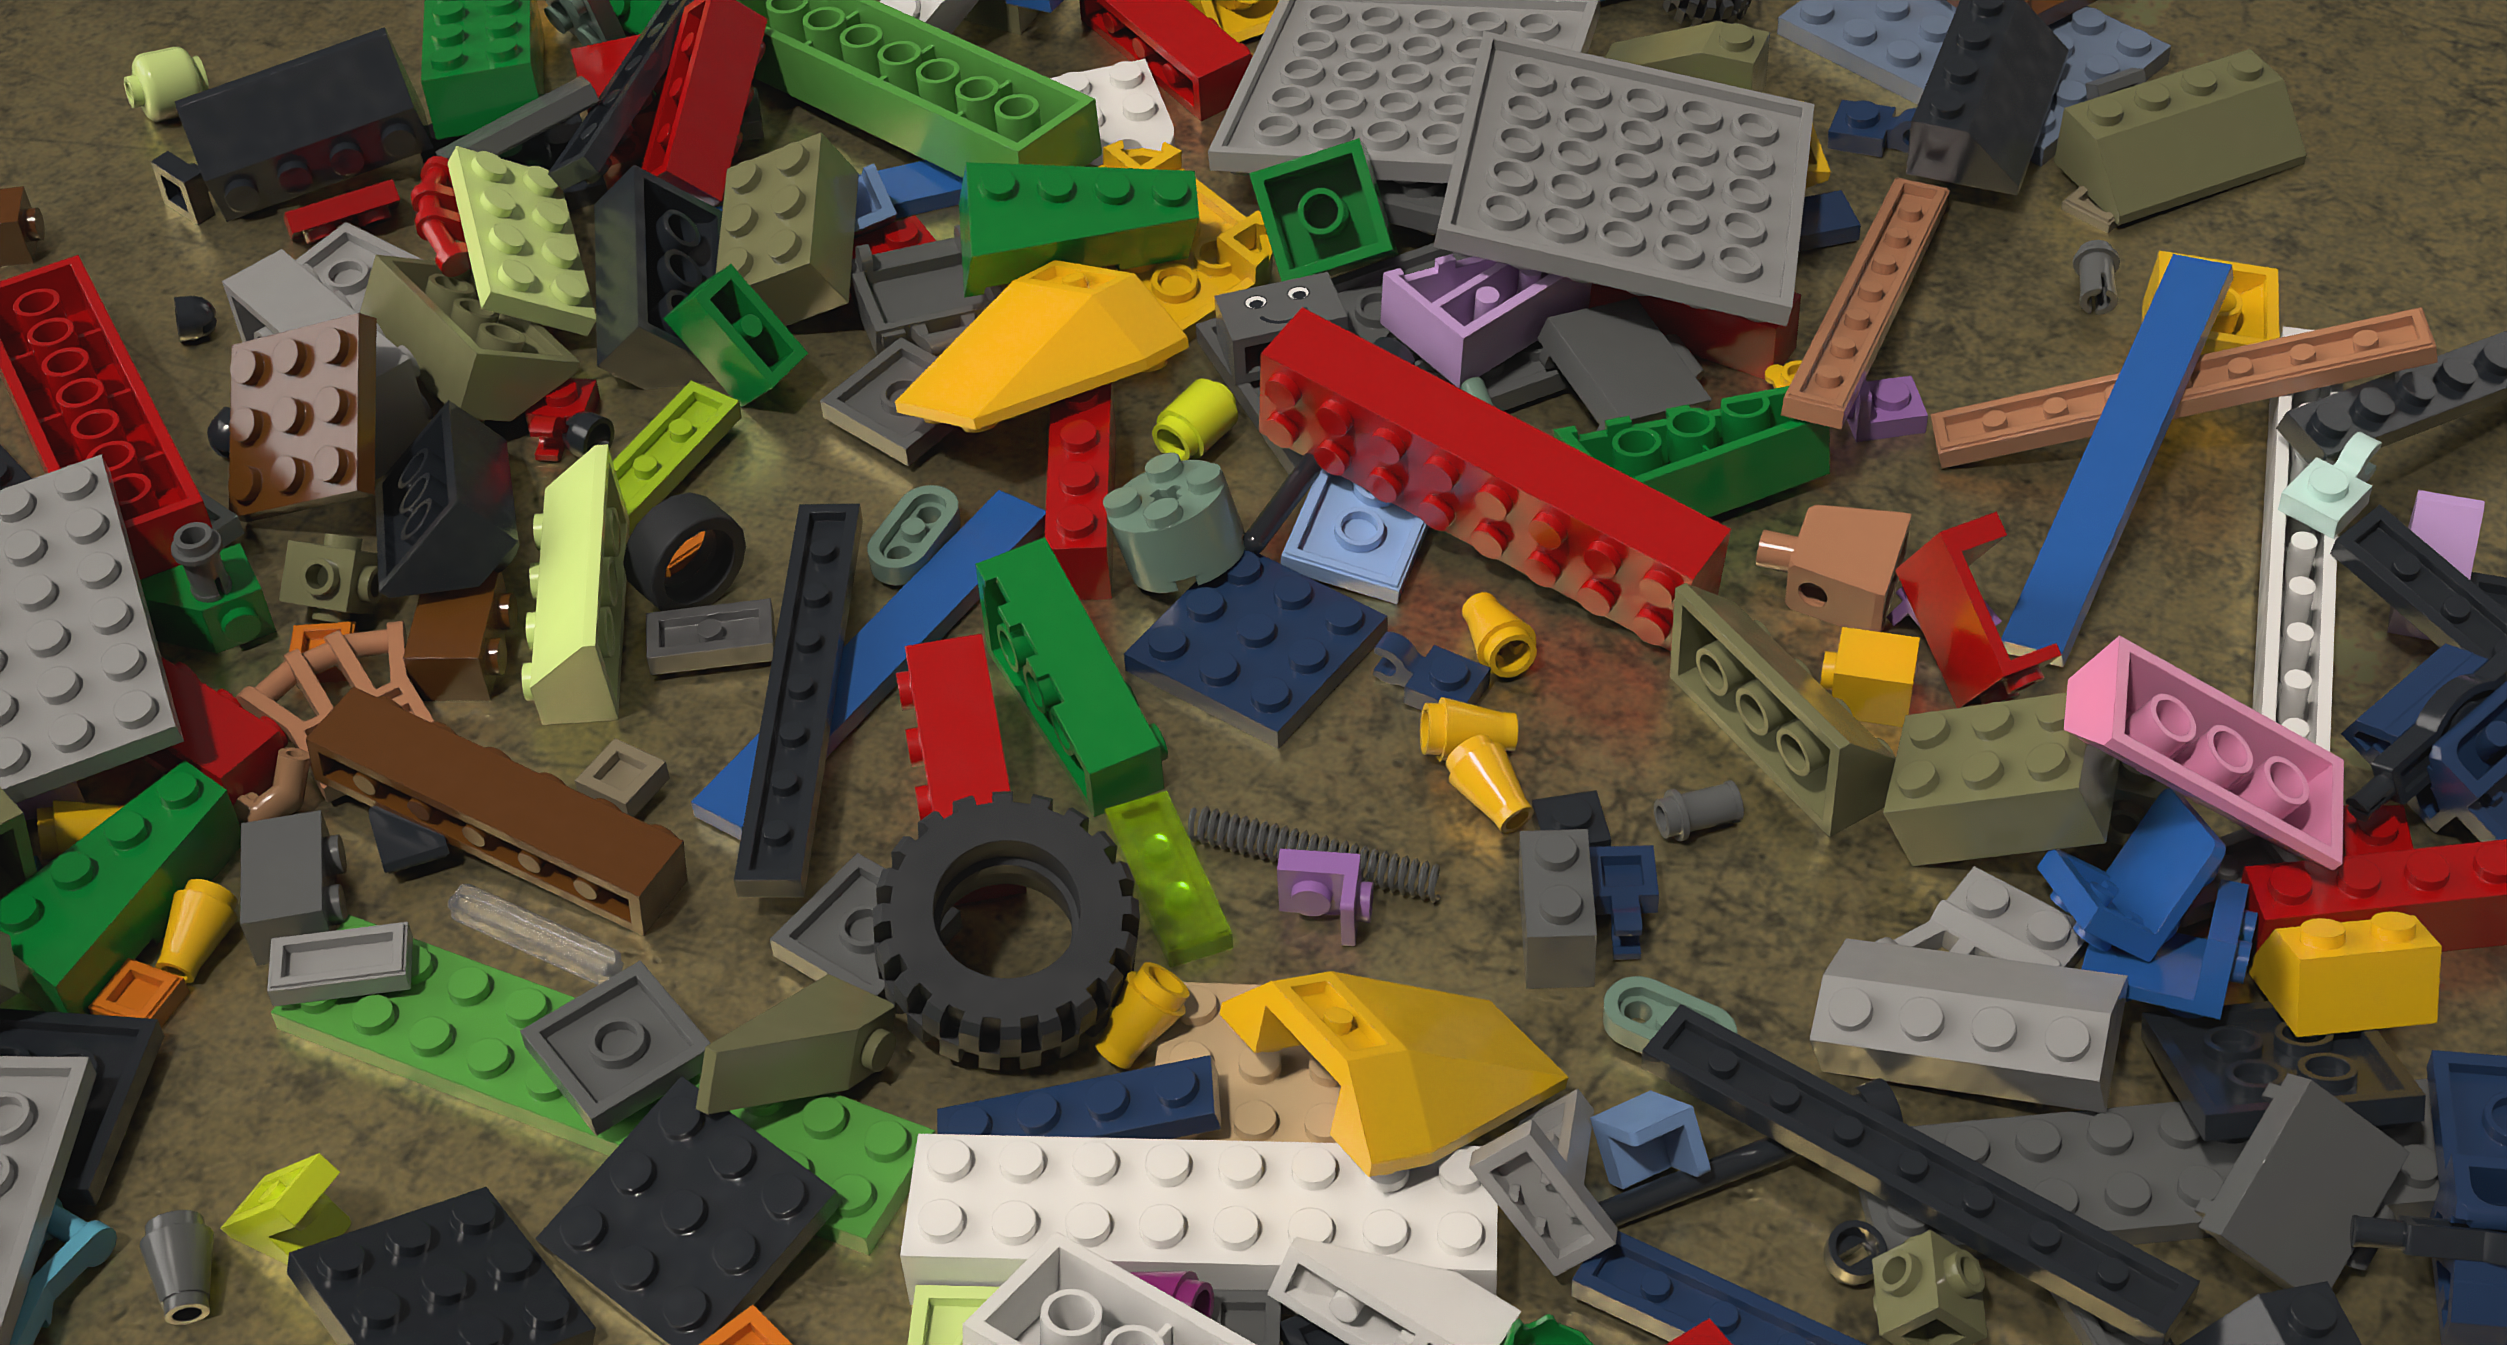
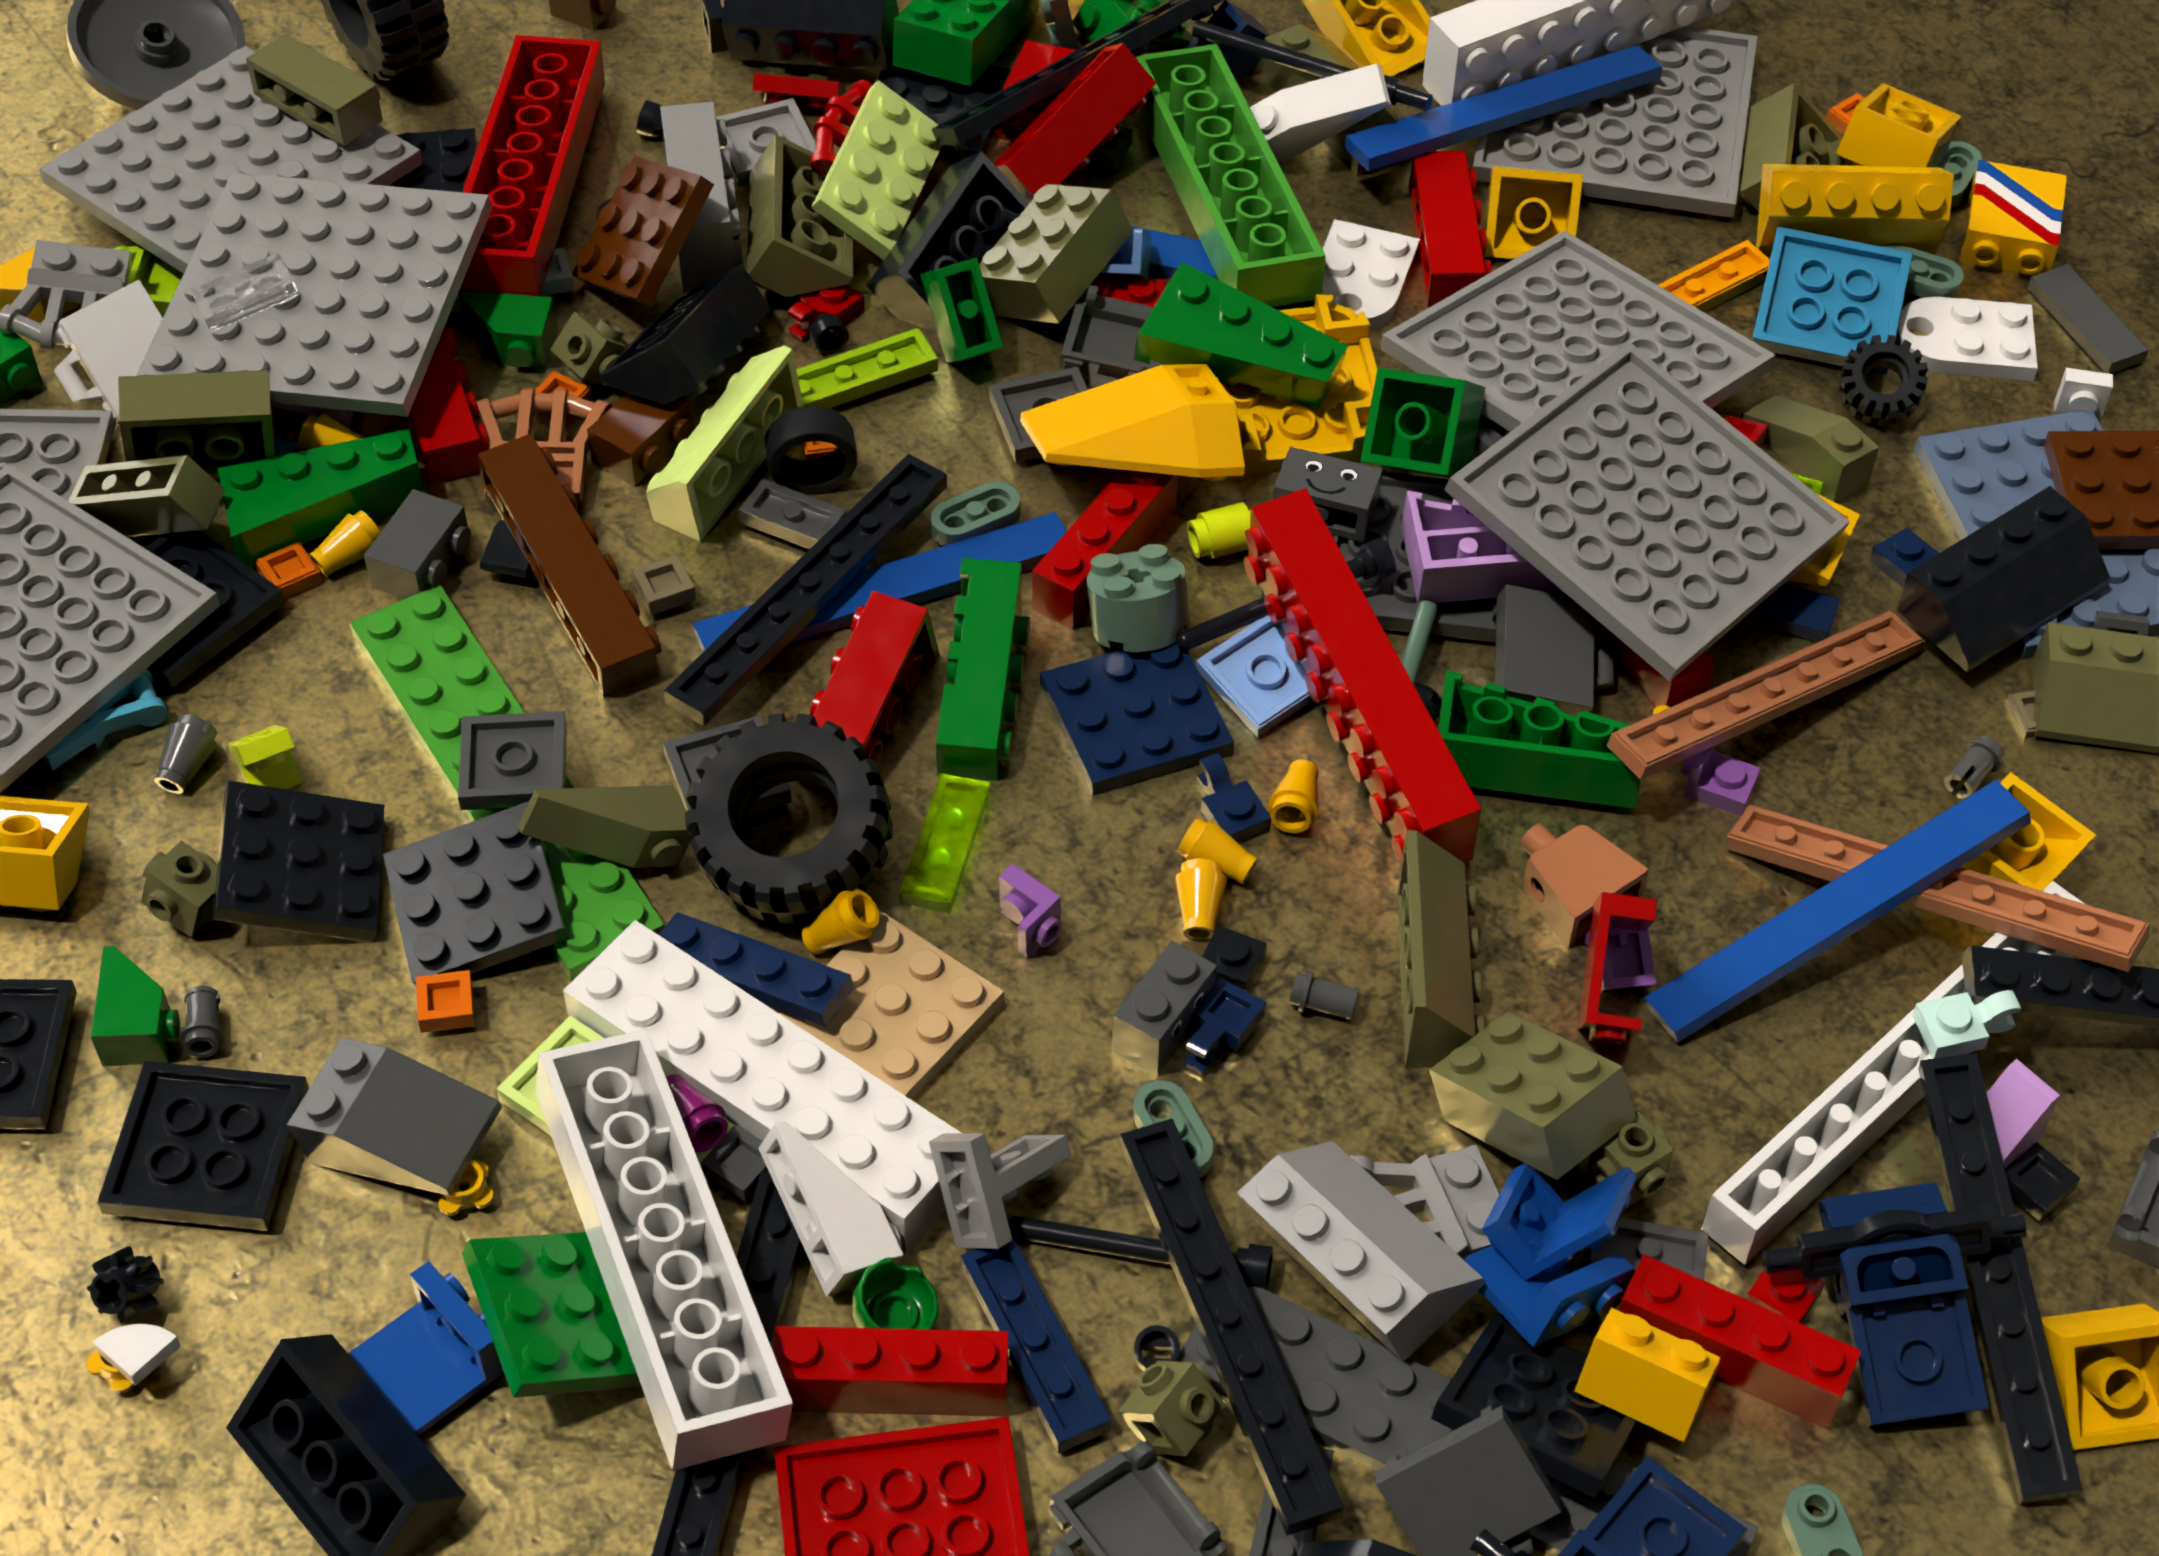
camera: 30 degrees right, 5 degrees up
(199, 551) = (508, 291): dark grey pin -> none
(284, 796) = (458, 485): medium nougat arm -> none
(340, 964) = (403, 613): light grey tile -> none
(529, 119) = (948, 82): dark grey tile -> none
(534, 934) = (536, 658): clear axle -> none
(1242, 827) = (1017, 860): dark grey piece -> none
(1411, 1062) = (961, 1053): yellow wedge -> none
(1649, 1138) = (1083, 1193): medium blue panel -> none
(1872, 674) = (1525, 972): yellow brick -> none
(2210, 749) = (1655, 1160): bright pink slope -> none

